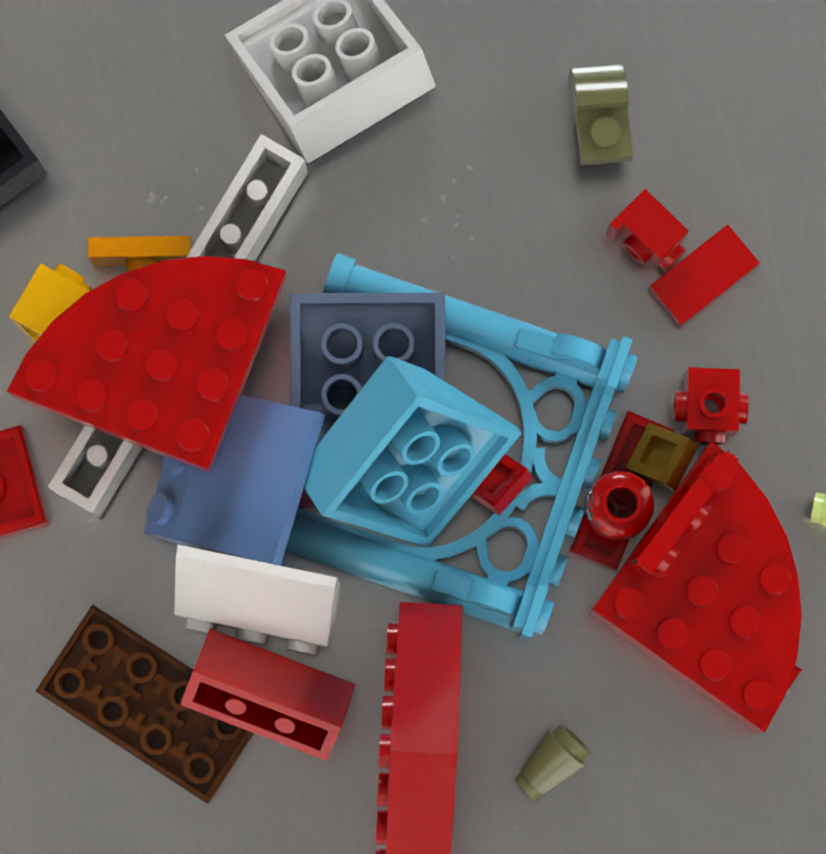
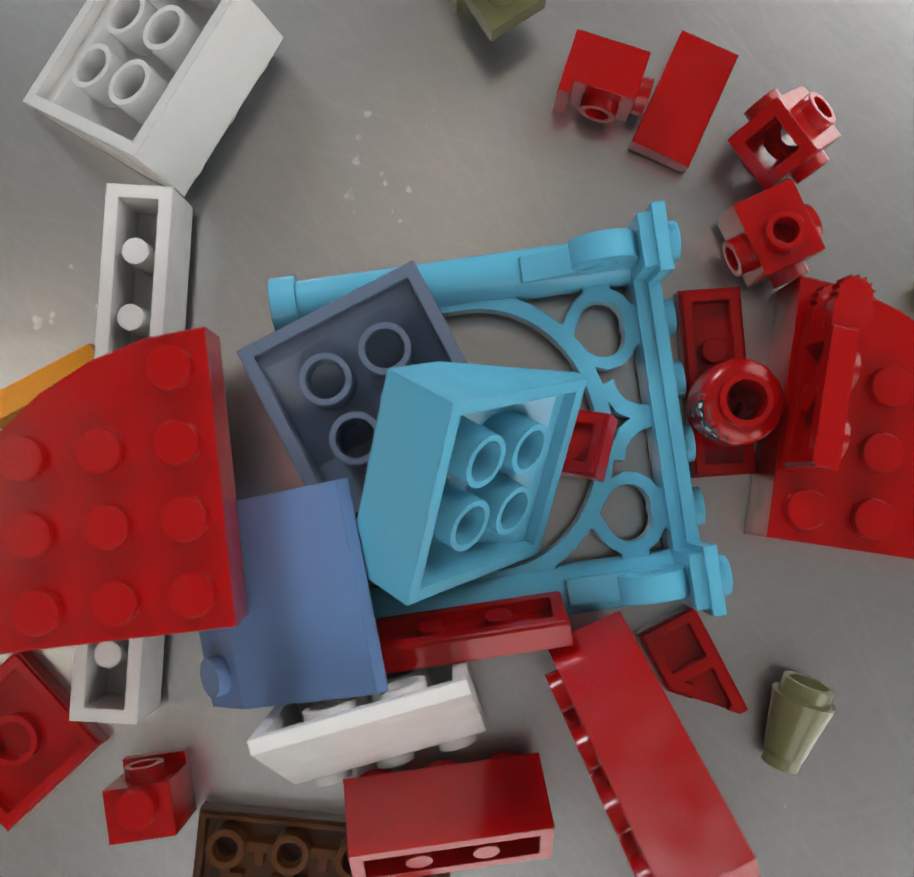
camera: 30 degrees left, 5 degrees up
(65, 574) = (150, 797): none -> red brick
(355, 568) = (473, 632): none -> red tile
(498, 682) = (688, 659): none -> red tile
(662, 456) = (749, 322): pearl gold tile -> none
(757, 339) = (785, 136): none -> red brick

